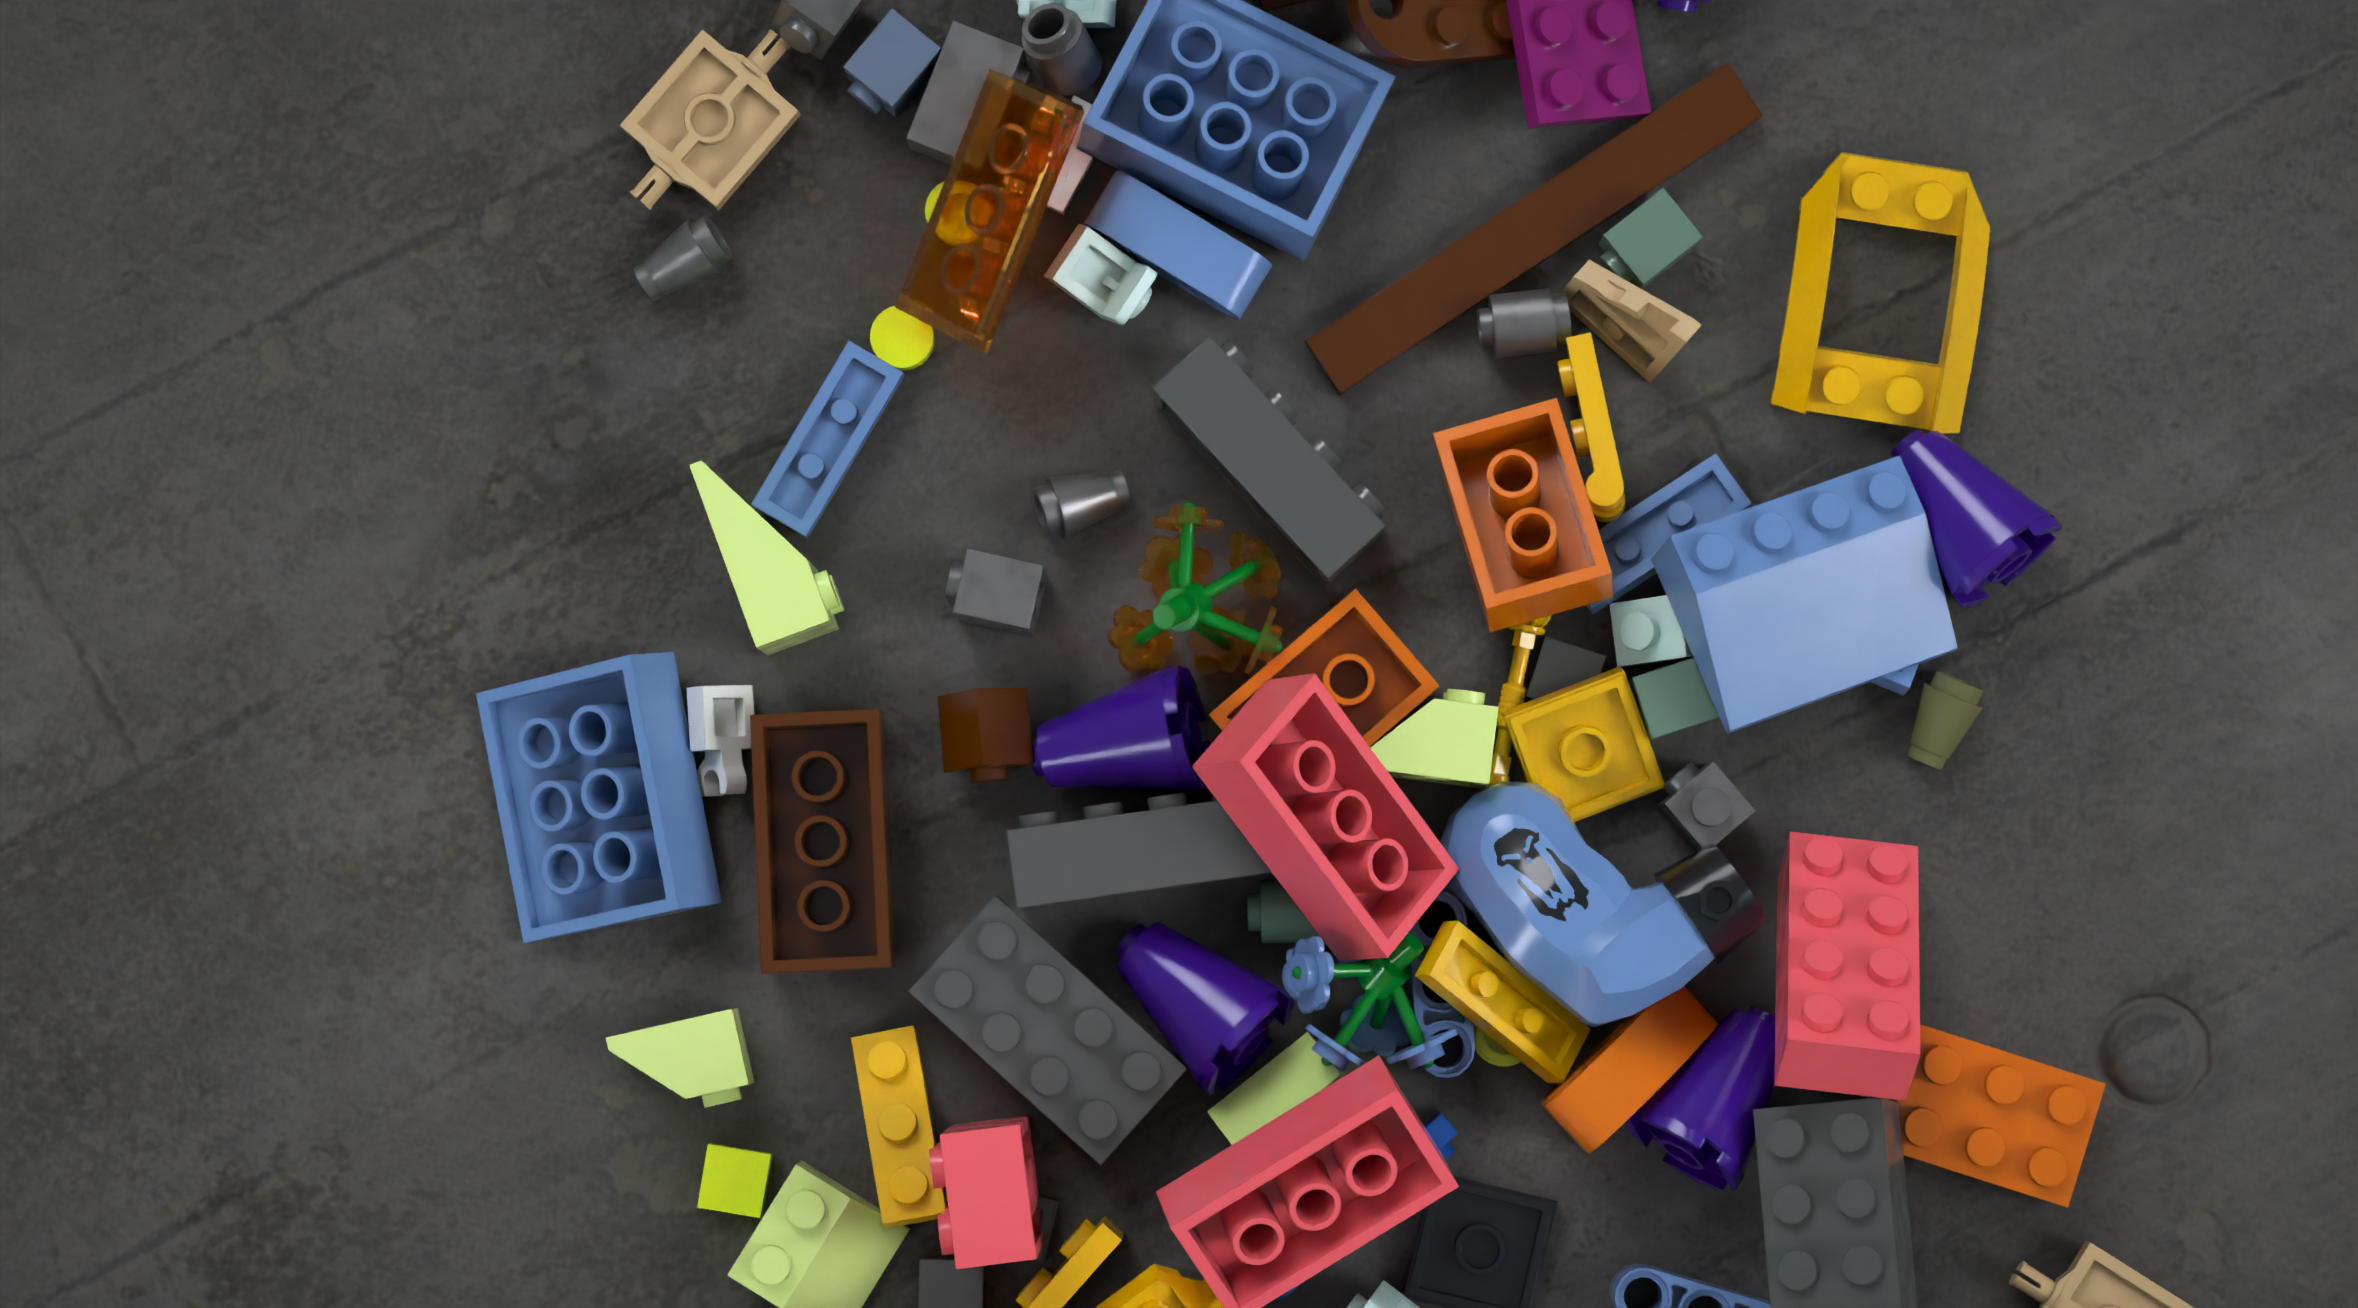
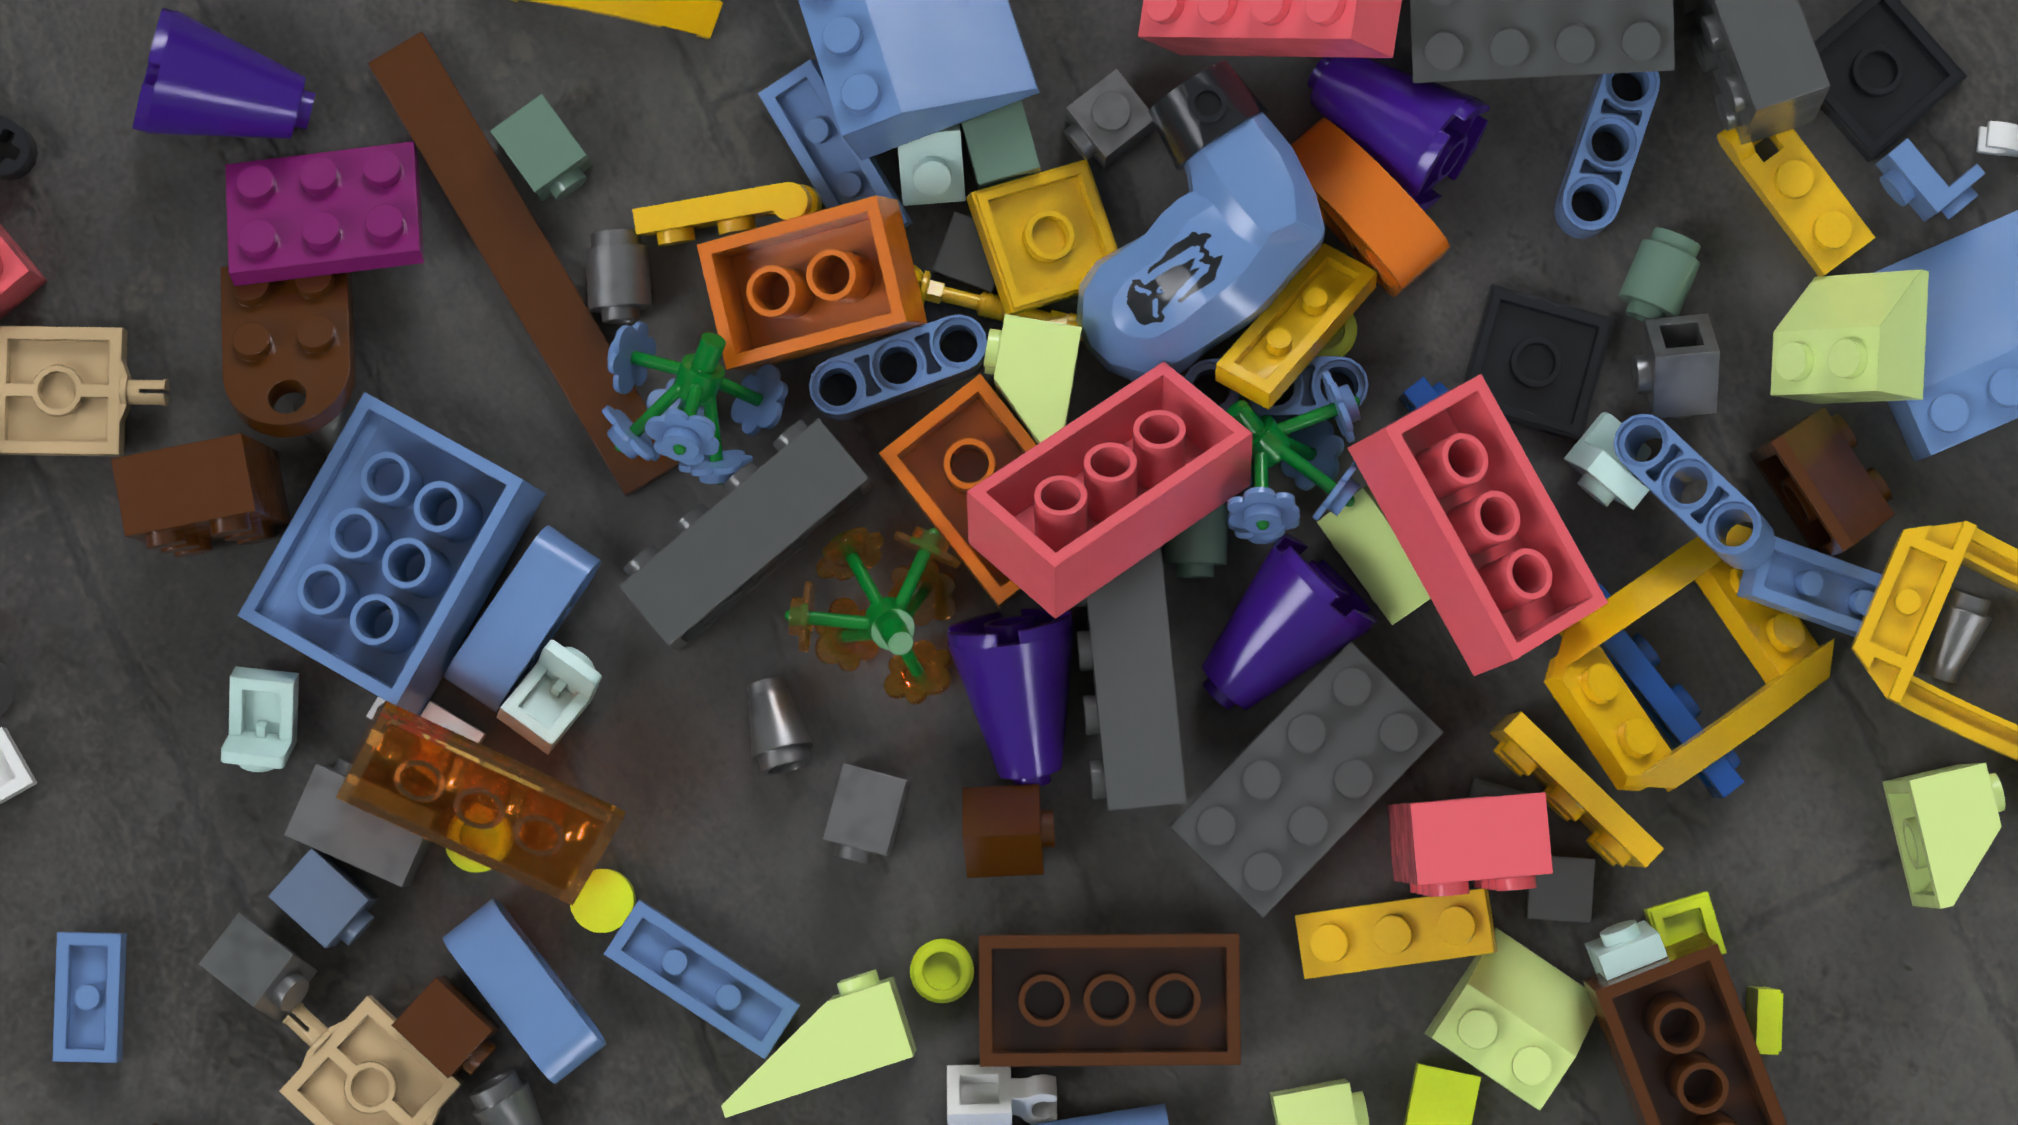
camera: 85 degrees left, 0 degrees up
(769, 191) = (448, 1028): none -> reddish brown brick
(810, 264) = (524, 990): none -> medium blue beam
(846, 676) = (942, 970): none -> neon yellow tile
(1060, 49) = (319, 727): flat silver brick -> none
(1387, 393) = (685, 412): none -> medium blue plant
(1444, 574) = (866, 362): none -> medium blue beam
(1629, 319) = (621, 170): tan wing -> none

